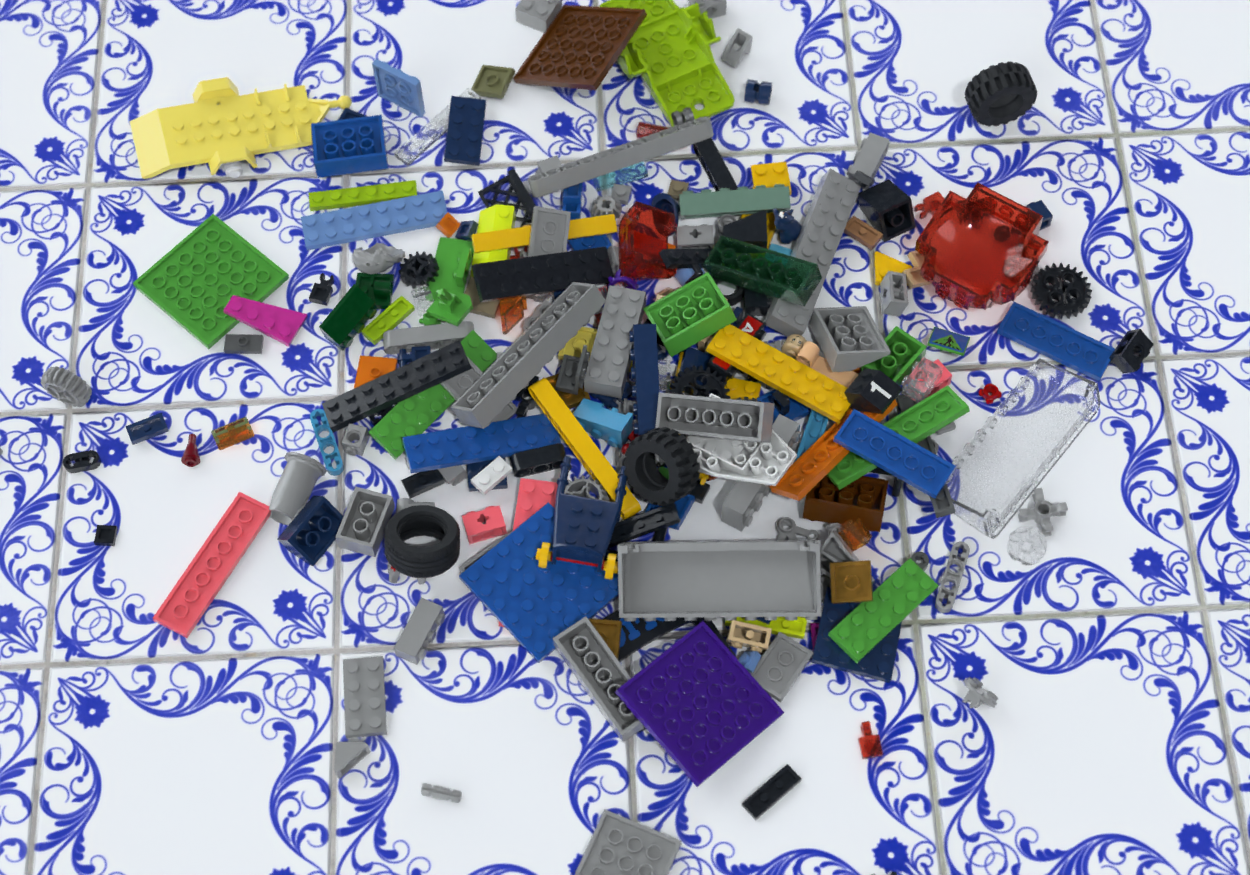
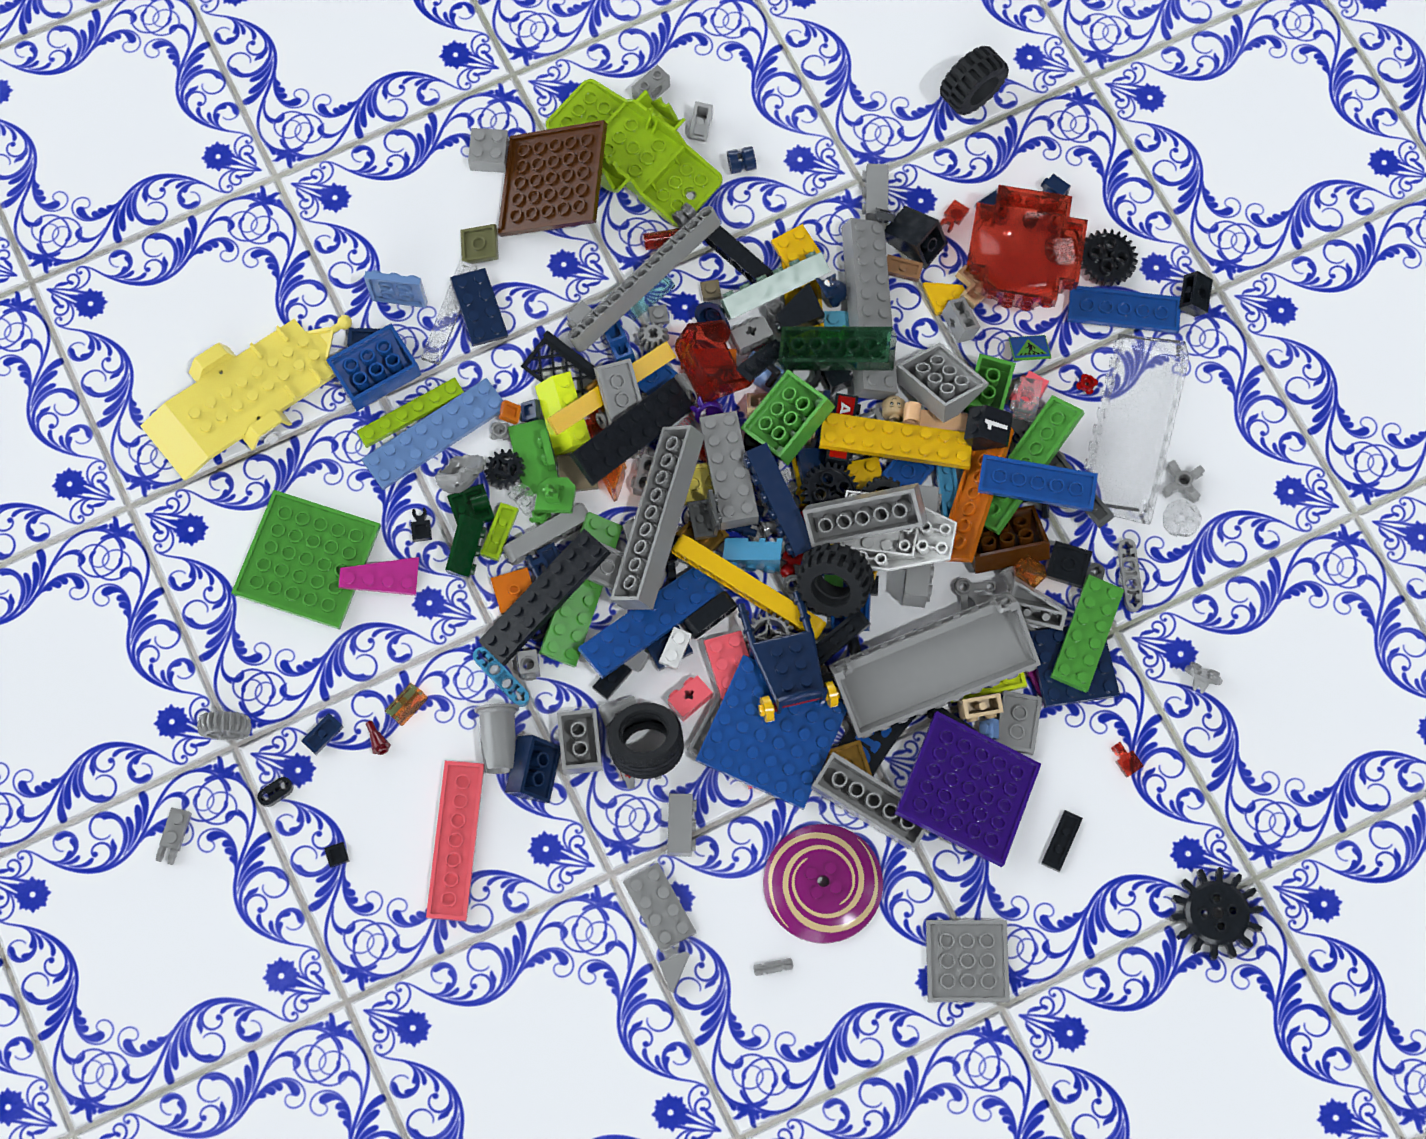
camera: 25 degrees left, 10 degrees up
(243, 344) = (371, 610): dark grey plate -> none
(432, 233) = (496, 426): none -> light grey plate
(531, 764) = (816, 911): none -> magenta dish
(781, 402) = (908, 470): black plate -> none
(851, 582) = (1051, 620): pearl gold plate -> none
(896, 543) = (1068, 564): none -> black plate

